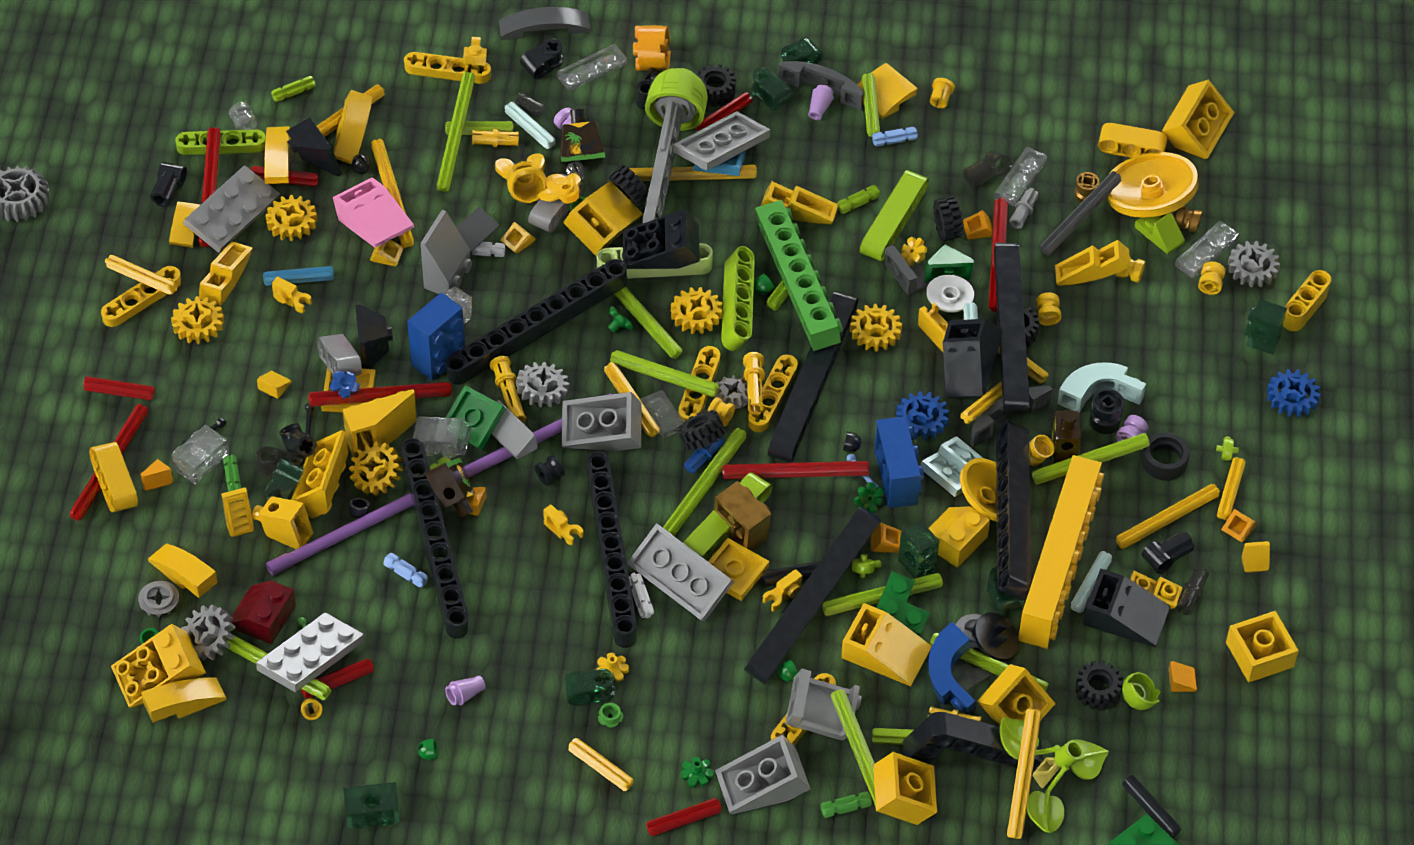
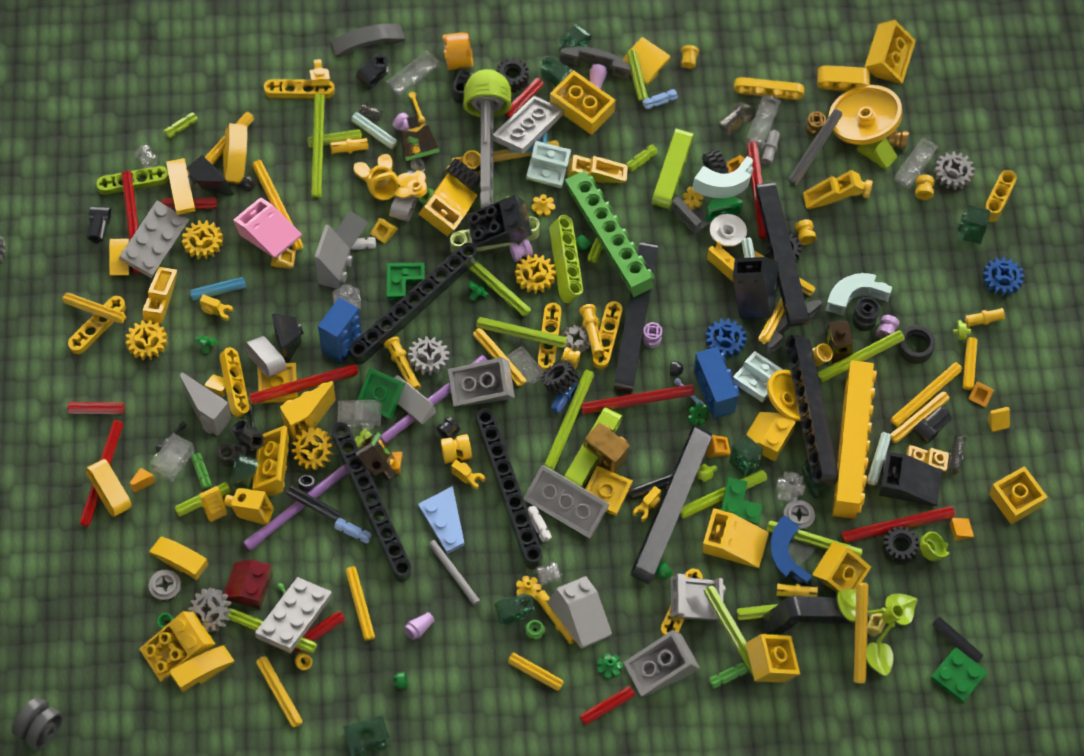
camera: 10 degrees left, 10 degrees up
(217, 511) = (195, 502): none -> lime axle
(256, 401) = (210, 408): none -> light grey slope
(270, 333) = (206, 343): none -> green plant
(273, 740) = (279, 692): none -> yellow axle
(295, 357) = (237, 402): none -> yellow beam
(344, 383) = (276, 382): blue plant -> none
(362, 530) = (313, 503): none -> black axle
(396, 654) = (360, 603): none -> yellow axle
(522, 574) = (444, 519): none -> light blue wing
(522, 636) = (454, 572): none -> light grey bar
(525, 290) = (401, 273): none -> green plate
(545, 492) = (456, 449): none -> yellow wheel
(586, 93) = (412, 95): none -> yellow hinge
(640, 652) = (548, 573): none -> clear wheel
(643, 169) = (471, 157): none -> yellow wheel
(645, 713) = (542, 599): none -> yellow pin
(671, 700) = (581, 612): none -> light grey slope
(684, 281) = (521, 250): none -> lavender wheel
(723, 236) = (543, 205): none -> yellow plant
(738, 189) = (548, 164): none -> light aqua slope
(796, 125) = (583, 102): none -> yellow brick
(829, 399) = (652, 339): none -> lavender wheel
(875, 327) = (676, 267): yellow gear -> none
(952, 237) = (723, 185): none -> light aqua arch
(969, 596) = (790, 487): none -> clear brick
(996, 636) = (816, 517): black piece -> none
(1003, 133) = (767, 87): none -> yellow beam
(1118, 659) = (908, 521): none -> red axle
(1135, 550) = (923, 413): none -> yellow axle
(1260, 437) = (984, 317): none -> yellow pin

